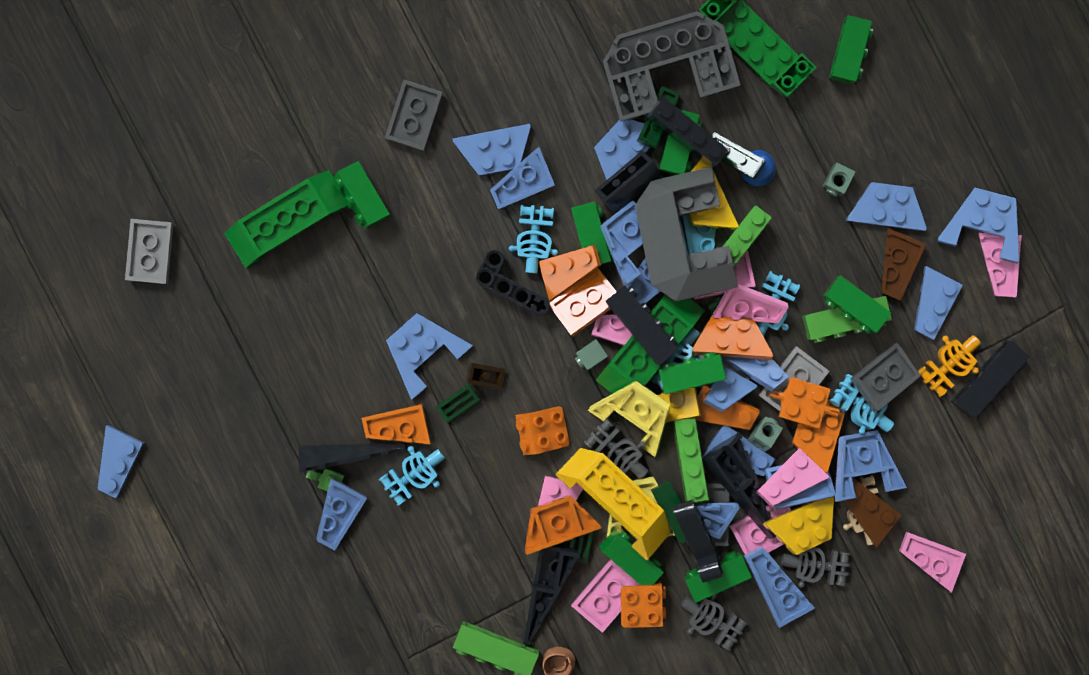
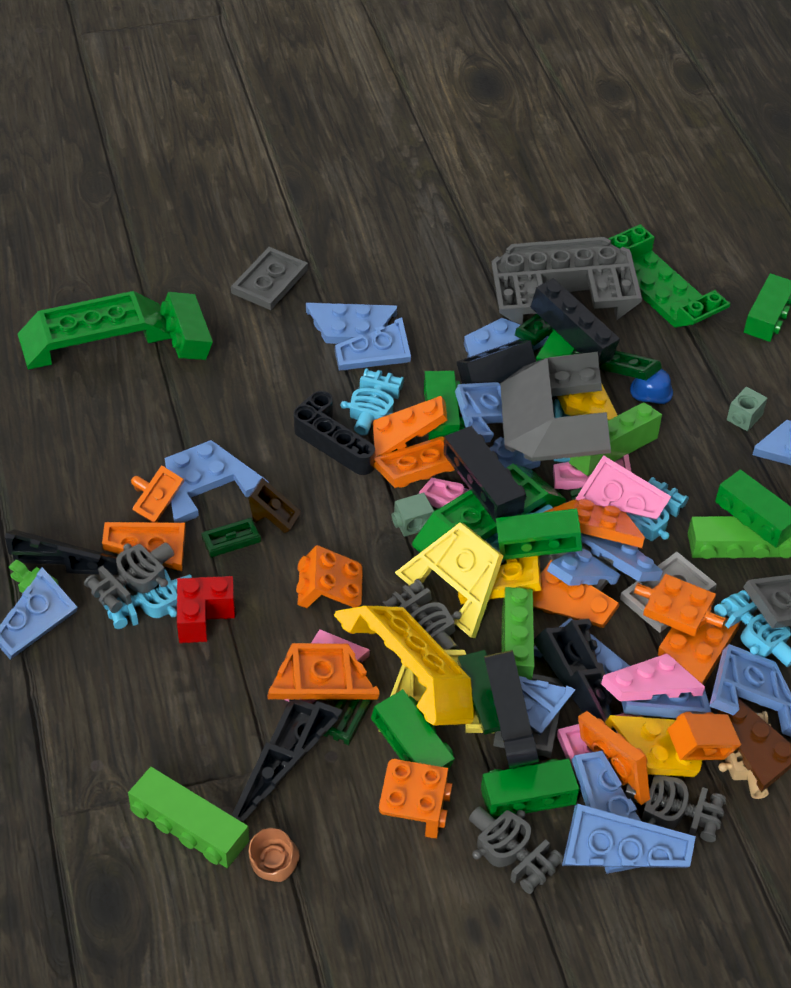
camera: 15 degrees right, 40 degrees down
(392, 383) = (156, 494): none -> orange plate
(409, 451) = (139, 577): none -> dark grey torso
(450, 476) = (202, 600): none -> red brick
(601, 598) = (357, 784): bright pink plate -> none
(758, 438) = (622, 633): sand green brick -> none
(773, 547) = (626, 760): none -> orange wing
(782, 612) = (619, 841): none -> medium blue wing
(832, 520) = (703, 736): none -> orange brick

